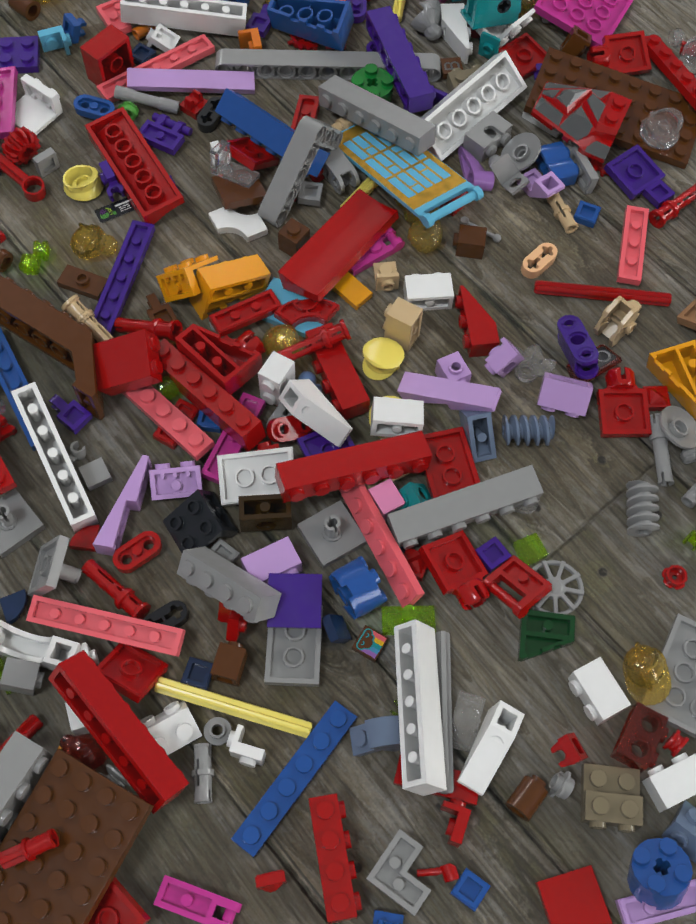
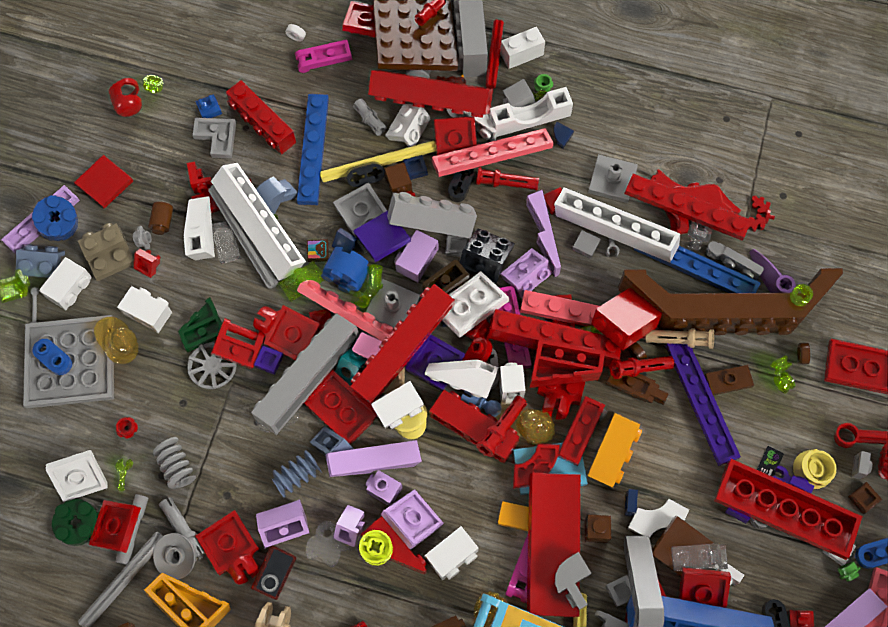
camera: 150 degrees right, 5 degrees up
(51, 567) = (556, 162): light grey tile -> none
(66, 146) = (865, 498): none -> reddish brown tile
(70, 415) = (653, 272): dark purple plate -> none
(92, 241) = (752, 414): clear yellow piece -> none
(136, 551) = (511, 211): red plate -> none
(160, 103) = (855, 585): light grey piece -> none
(163, 138) = (797, 561): dark purple plate -> none
(180, 281) = (654, 429): light orange bracket -> none
(221, 739) = (378, 148): light grey plate -> none
(246, 753) = (352, 139): white bracket -> none
(250, 241) = (631, 502): none -> dark blue tile
(260, 697) = (366, 178): none -> black beam
(270, 881) = (289, 88): red tile -> none
(339, 557) = (373, 286): none -> clear neon green piece
(346, 208) = (566, 577): none -> light grey brick
(381, 358) = (449, 467): light yellow piece -> none
(386, 276) = (498, 549): tan bracket -> none
(403, 322) = (450, 498): tan brick -> none
(445, 333) = (412, 519): none -> lavender tile
(448, 872) = (189, 154): red hand -> none
(470, 889) = (171, 153): blue tile -> none
(494, 317) = (376, 547): none -> neon yellow wheel
(530, 549) = (244, 383): clear neon green tile -> none
(577, 346) = (305, 580): dark purple piece -> none
(634, 734) = (108, 295): clear red brick -> none
(657, 397) = (207, 578): red tile -> none
(675, 743) = (77, 308): red bush -> none

